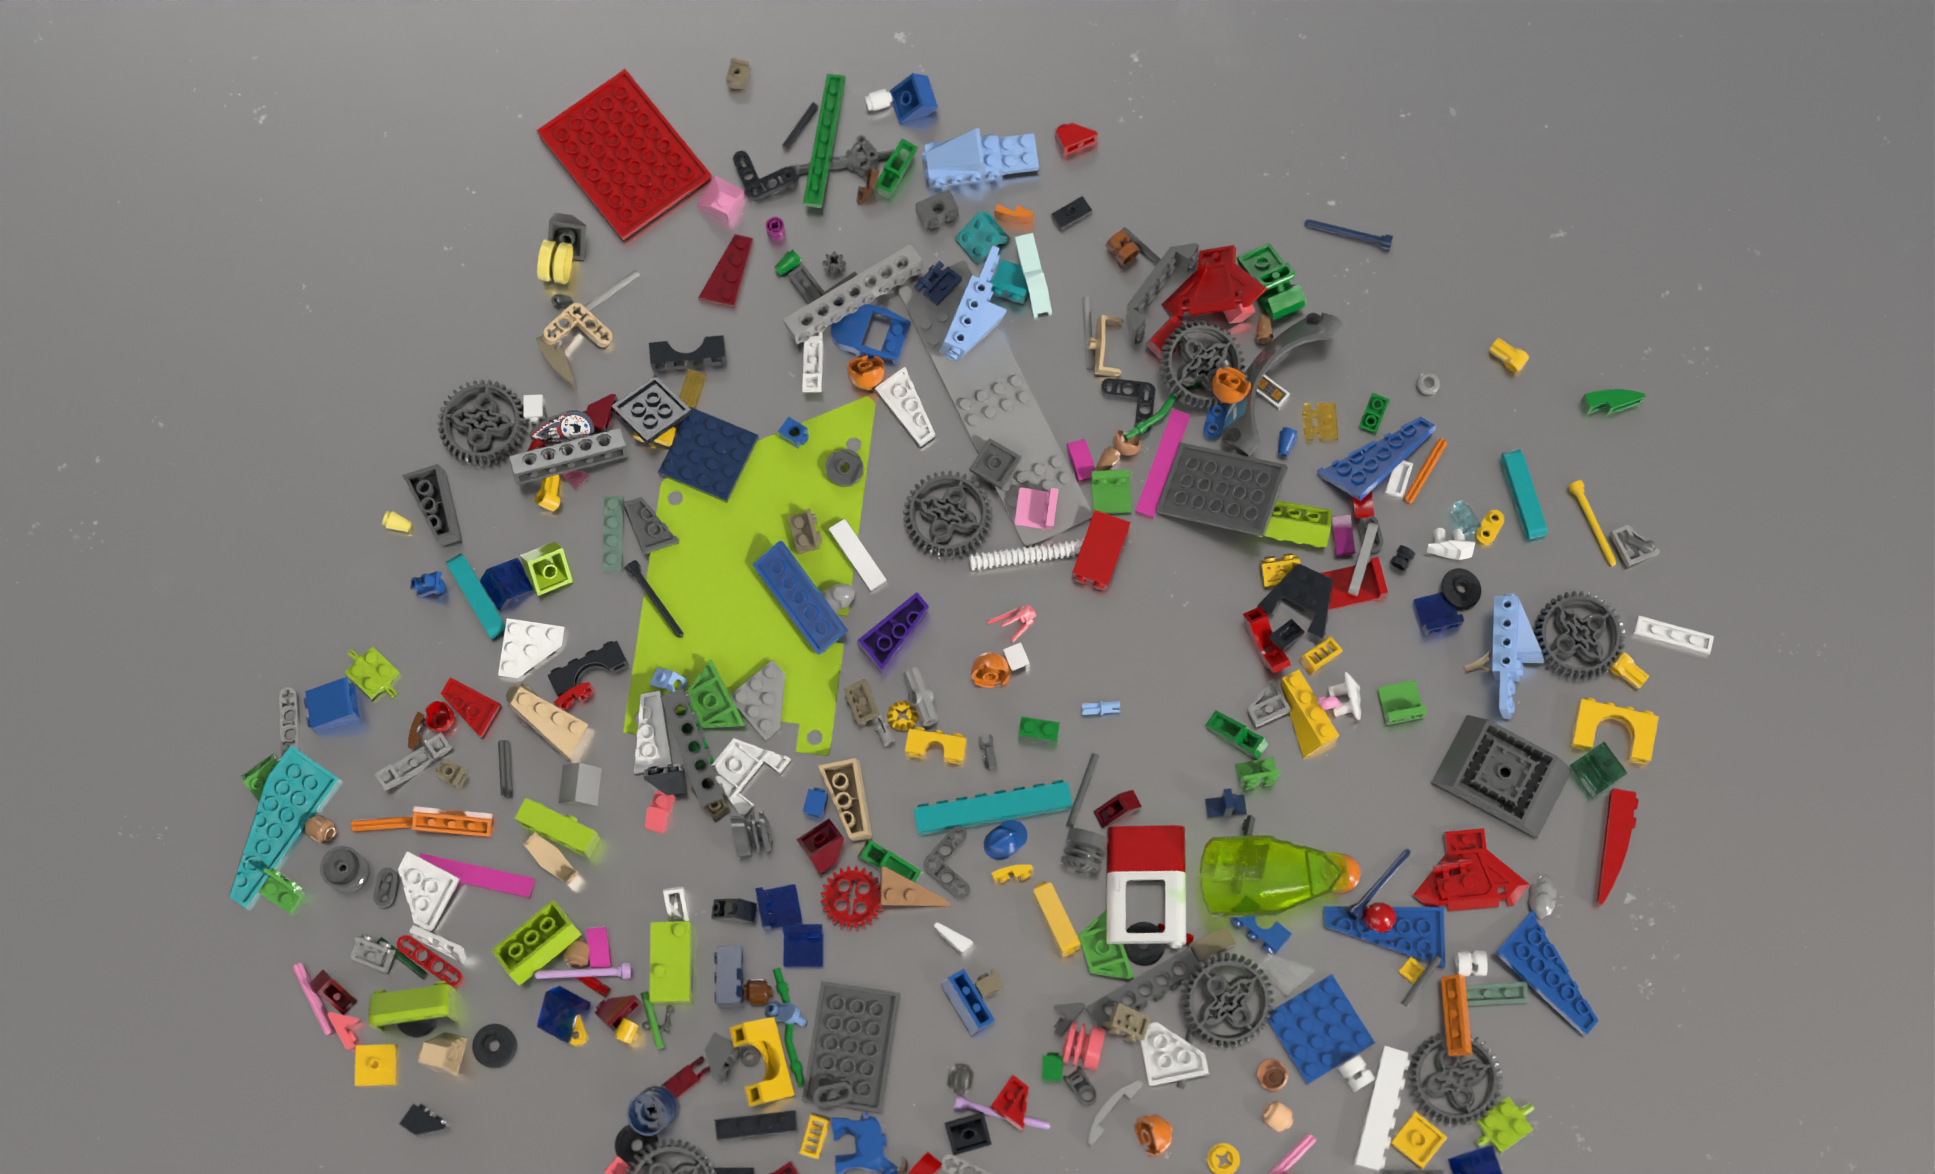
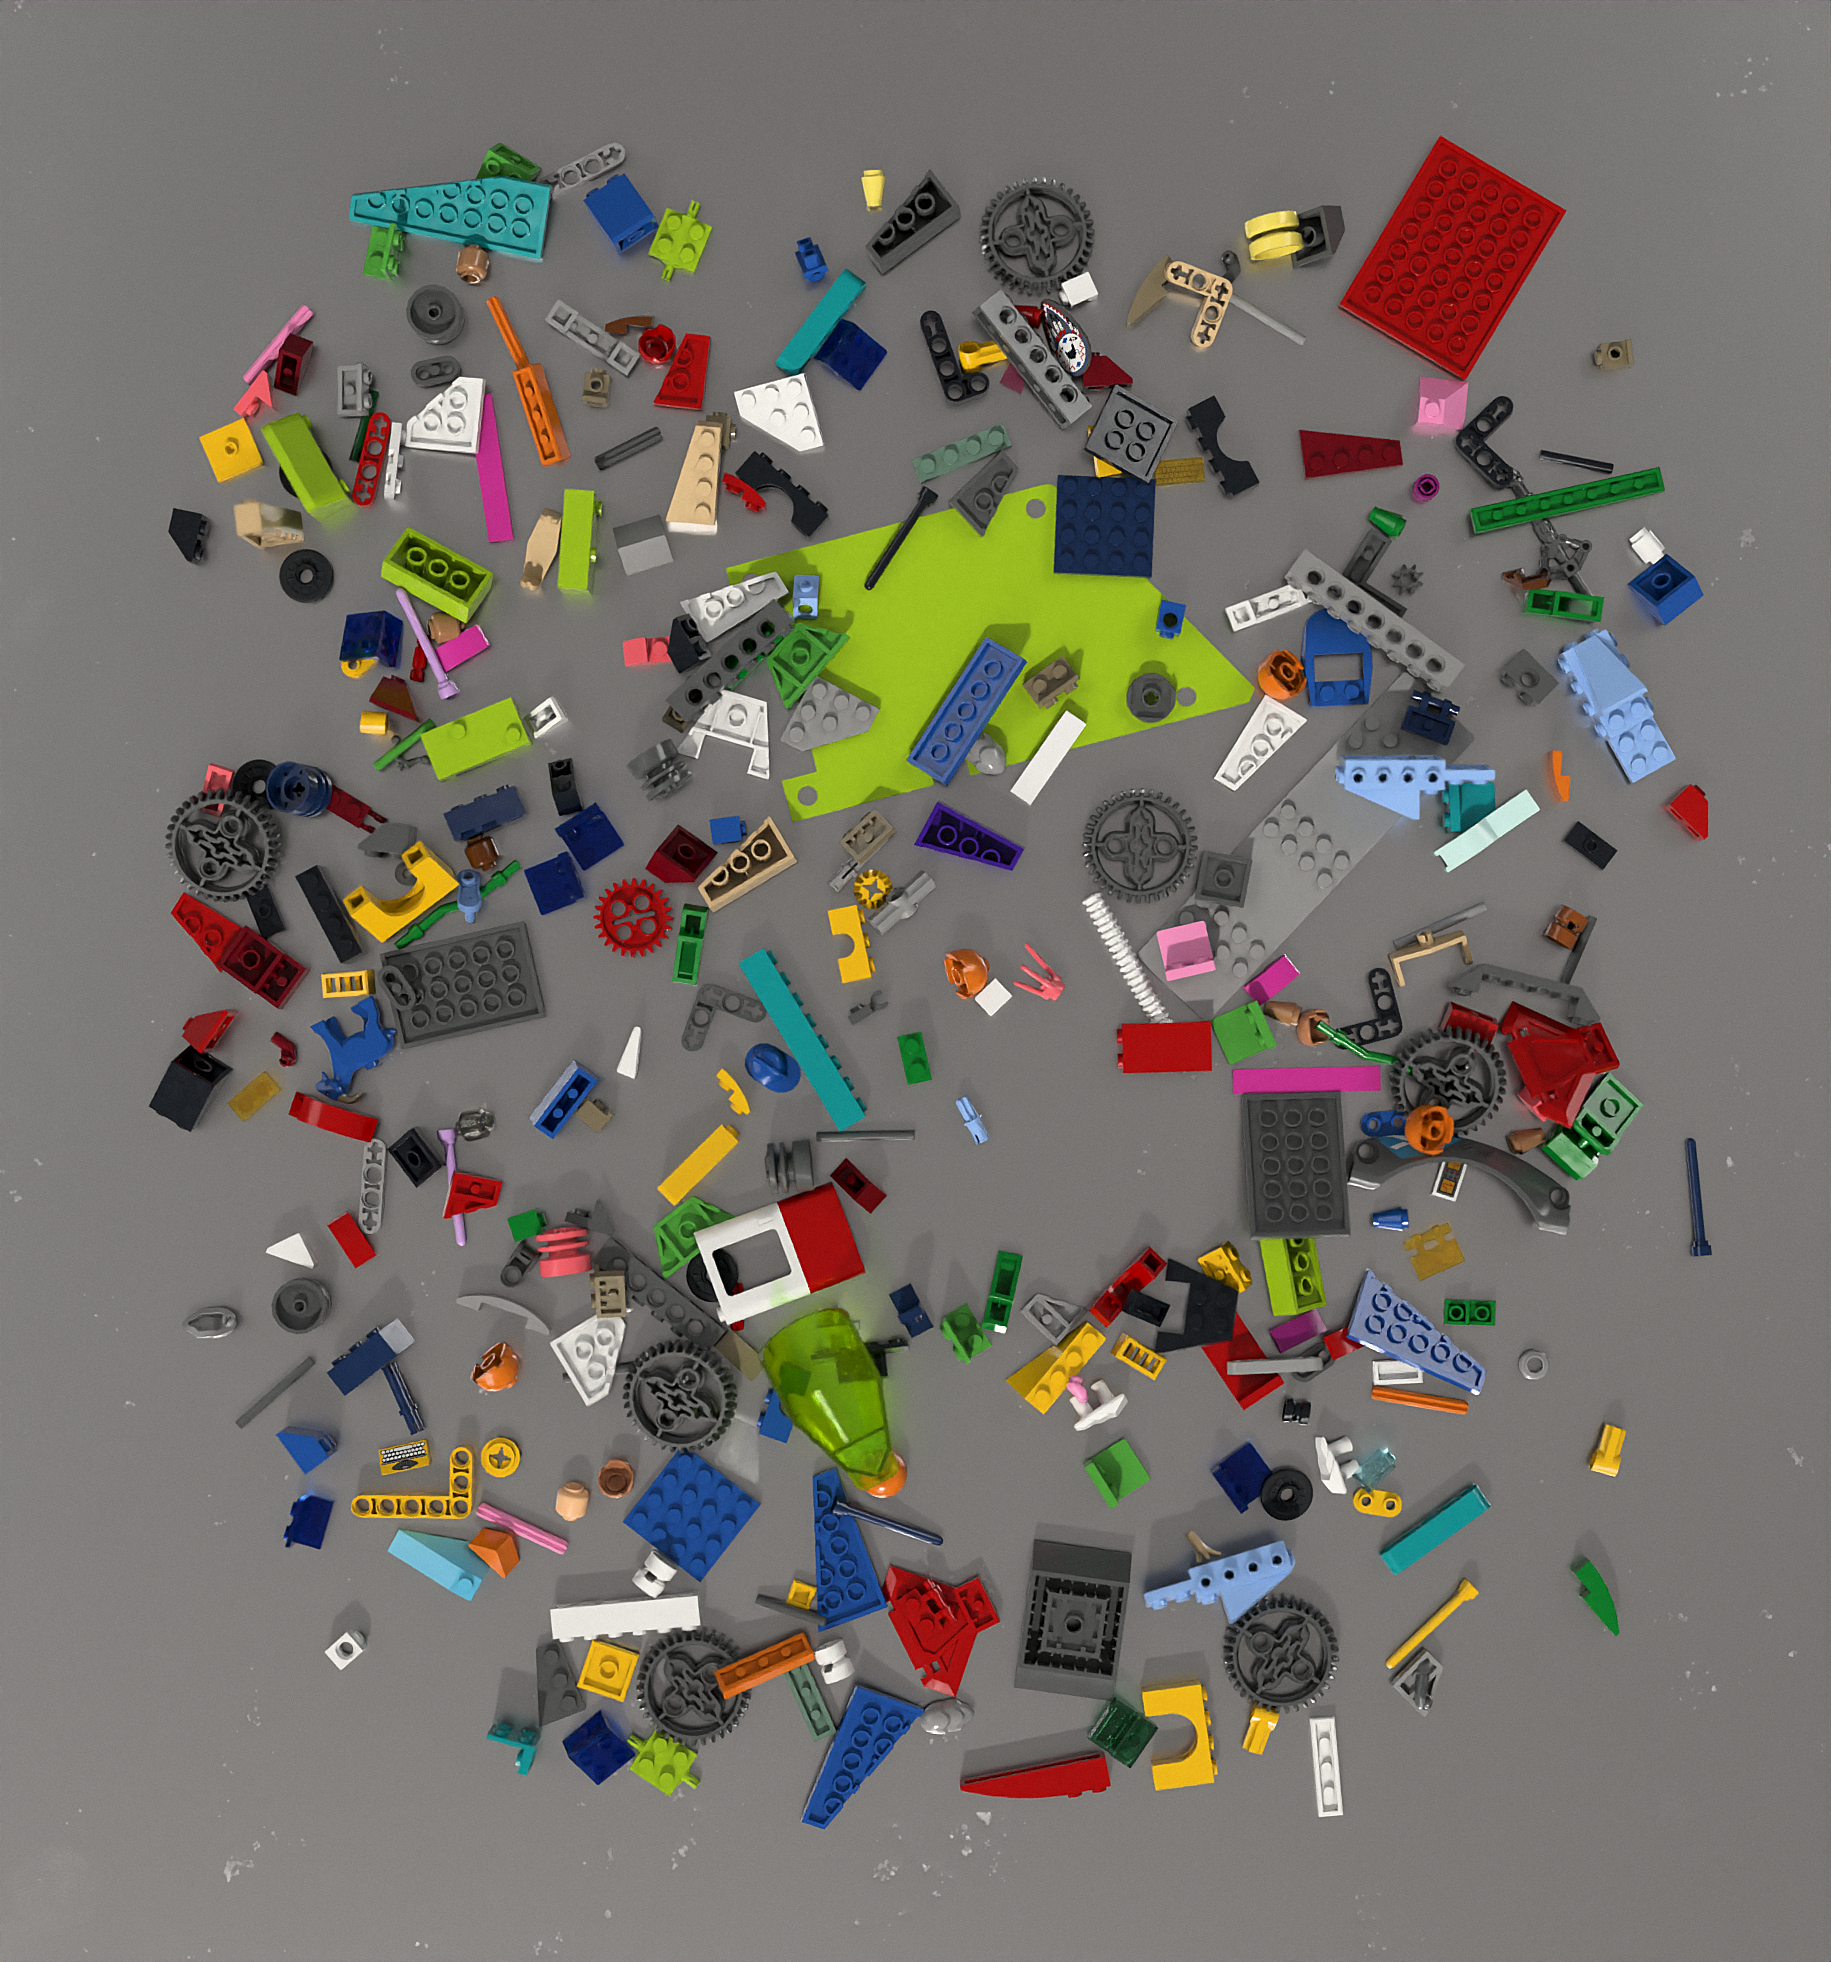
camera: 65 degrees right, 15 degrees up
(542, 514) = (947, 357): none -> black beam
(546, 568) = (885, 392): lime slope -> none
(902, 891) = (660, 973): medium nougat wing -> none
(980, 235) = (1515, 747): teal bracket -> none
(1379, 917) = (845, 1537): red hair -> none

